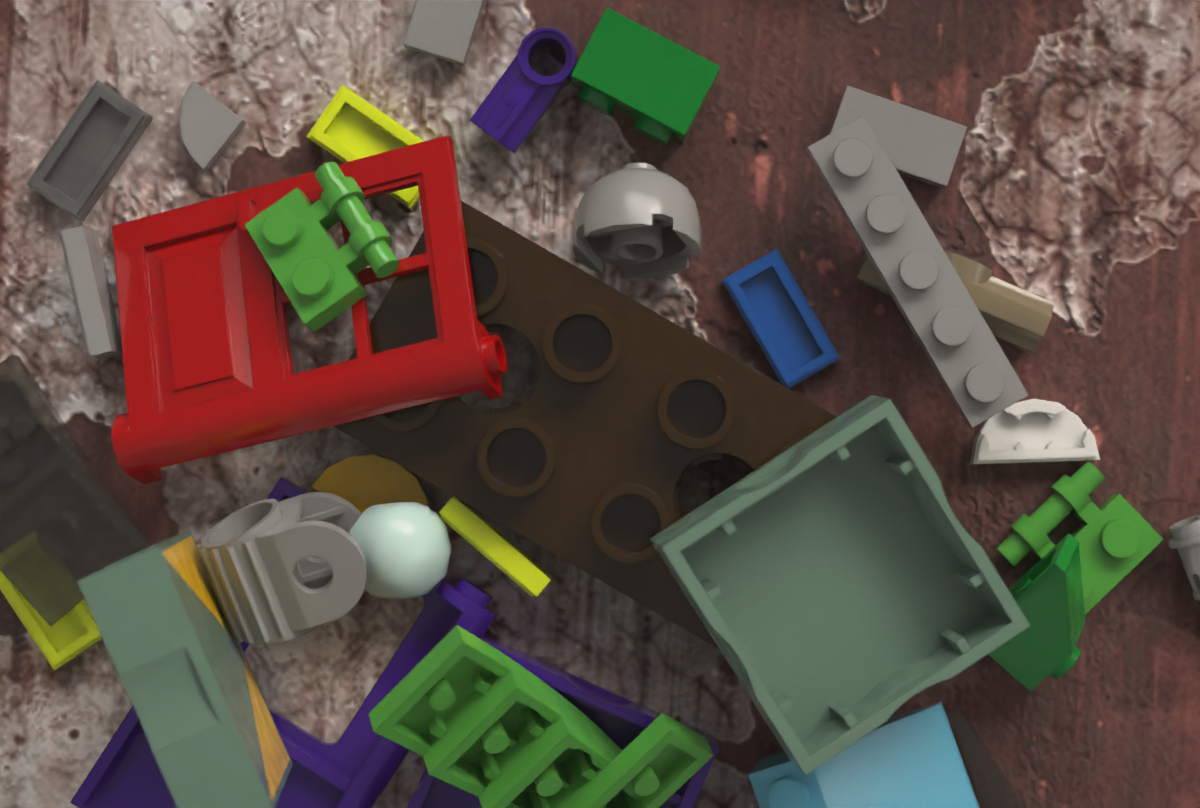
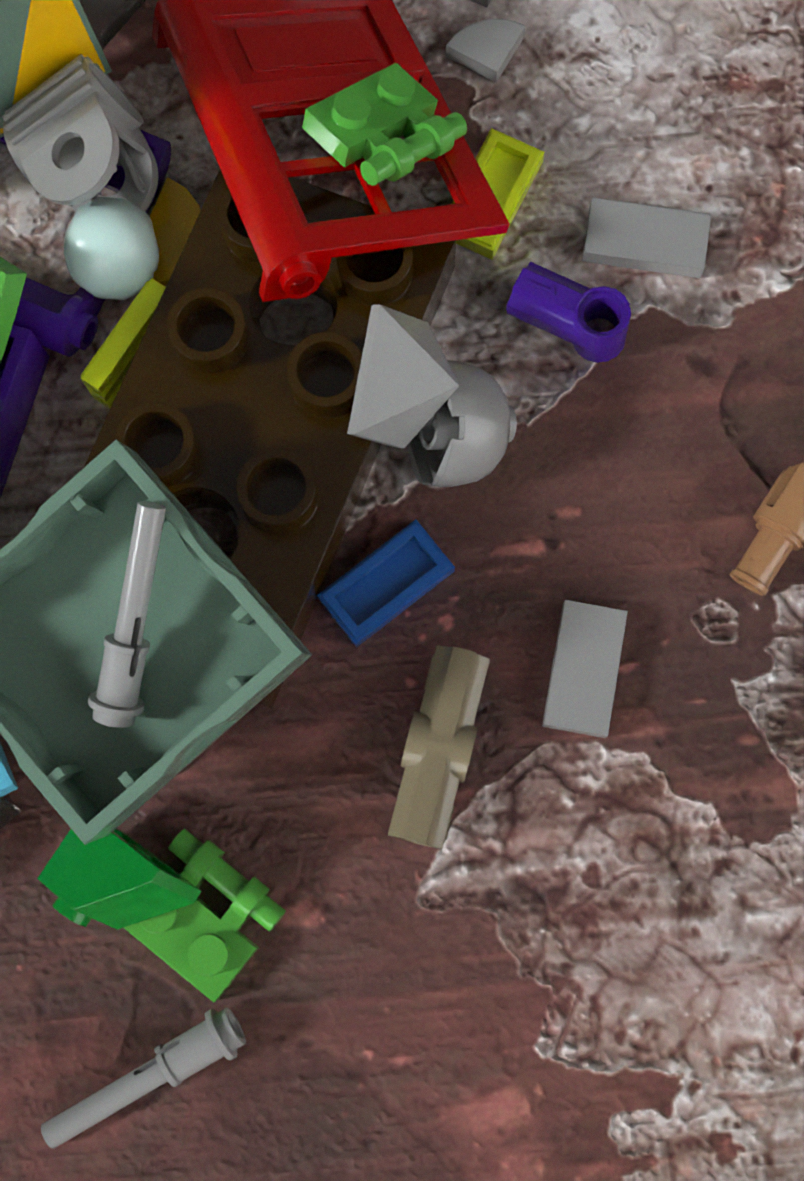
camera: 85 degrees right, 10 degrees down
(600, 269) = (399, 379): none -> light grey slope
(643, 77) = (601, 414): green brick -> none
(891, 583) = (125, 651): none -> light grey pin
(916, 272) = (448, 696): light grey plate -> none
(1033, 433) = (306, 851): white tile -> none

